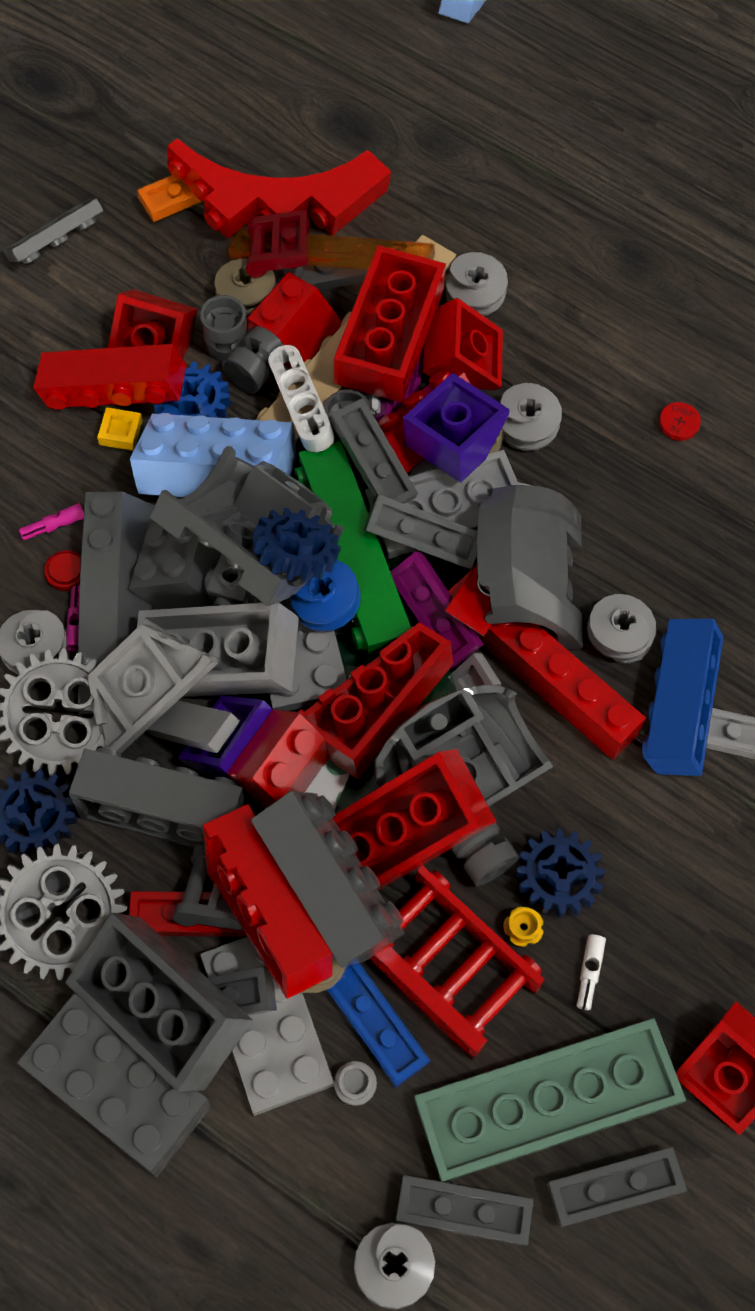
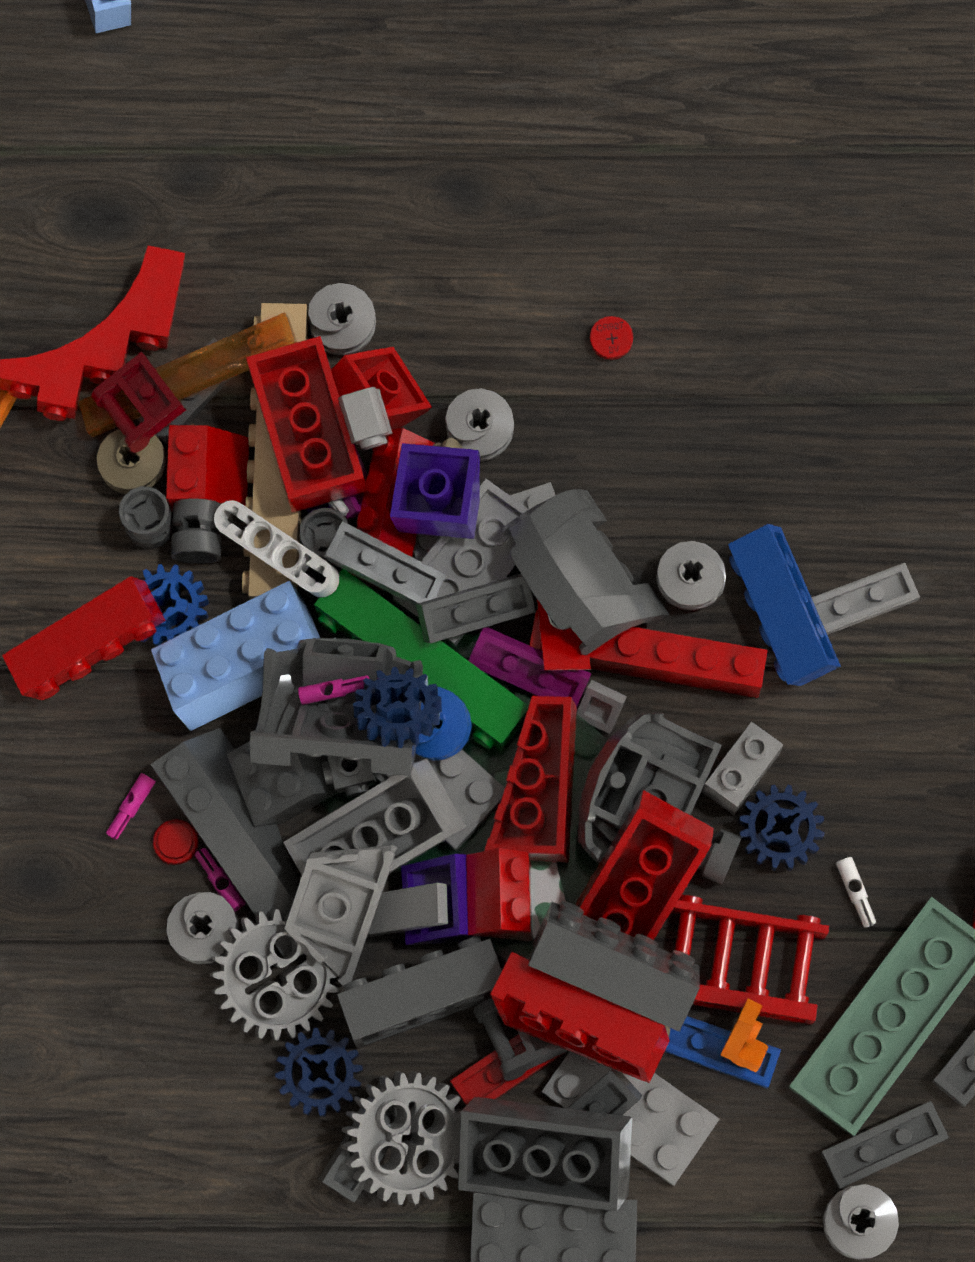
camera: 30 degrees left, 10 degrees up
(120, 429) = (123, 678): yellow plate -> none
(151, 320) = (77, 562): red slope -> none
(245, 504) = (341, 687): none -> dark pink pin
(355, 1083) = (735, 1107): light grey plate -> none
(396, 1025) = (742, 1044): none -> orange bracket
(437, 336) = (366, 418): none -> light grey brick
(526, 916) = (785, 881): yellow plate -> none
(559, 802) = (742, 768): none -> light grey brick

